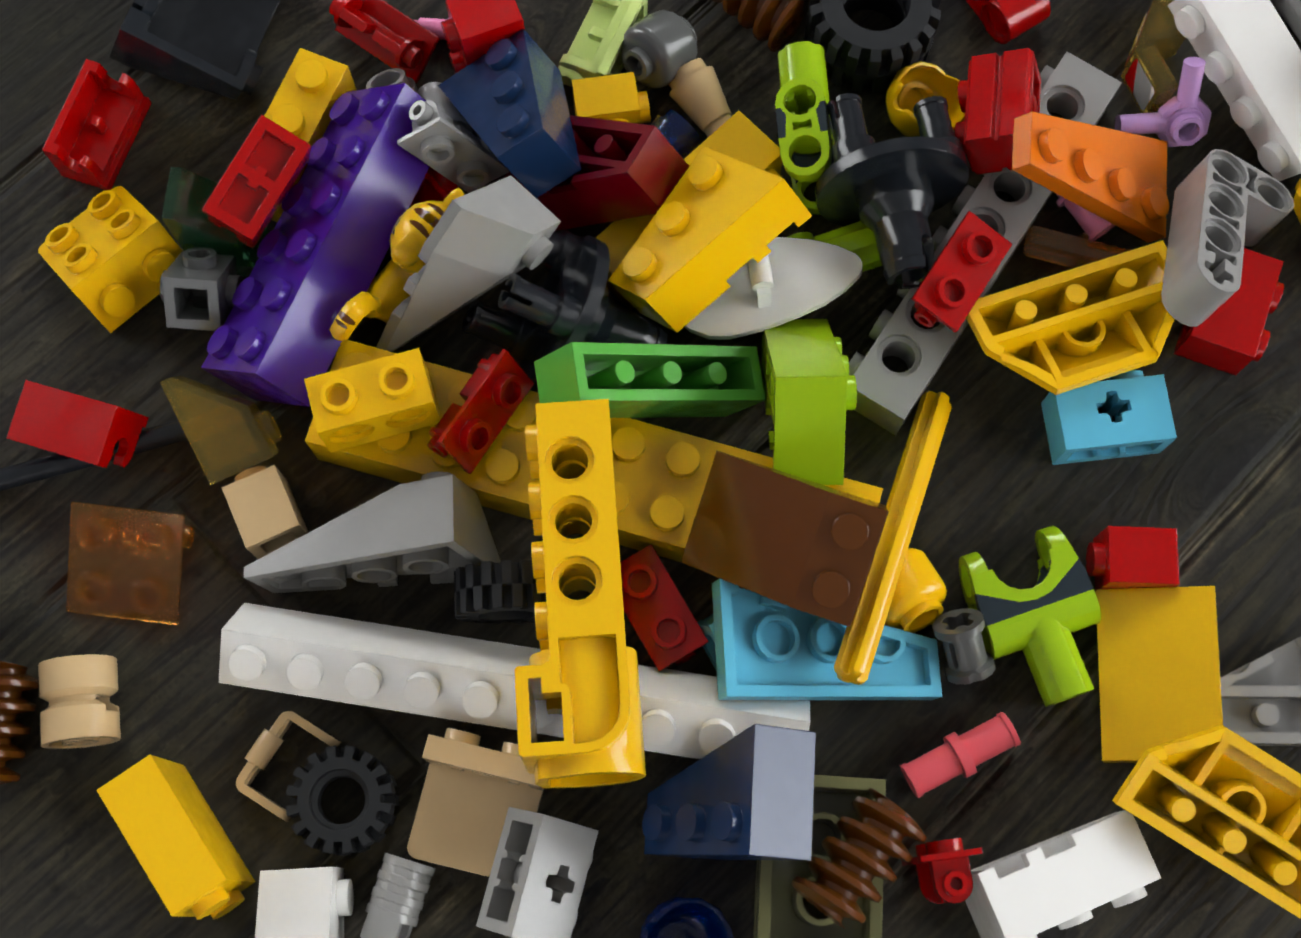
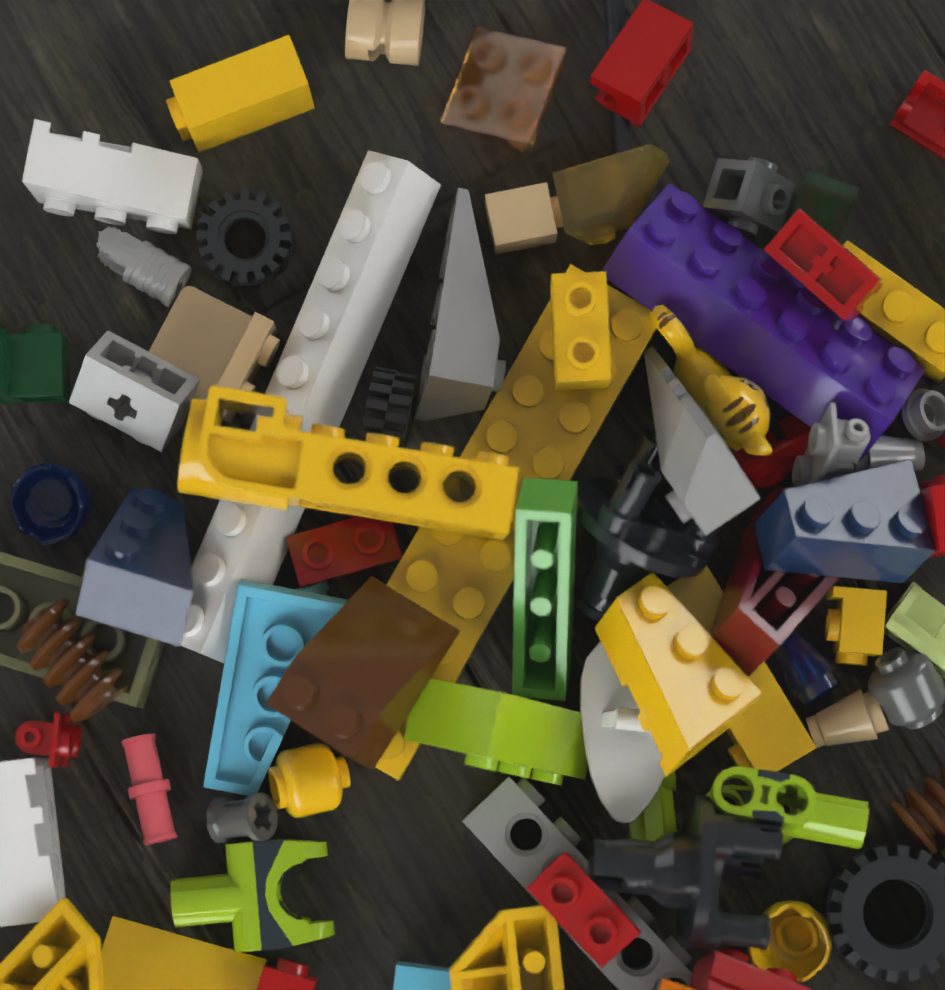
camera: 105 degrees right, 10 degrees up
(111, 256) = (812, 116): yellow bracket -> none
(263, 752) = (308, 180): tan piece -> none
(489, 403) = (567, 444): red hinge -> none
(904, 505) = (357, 782): yellow axle -> none

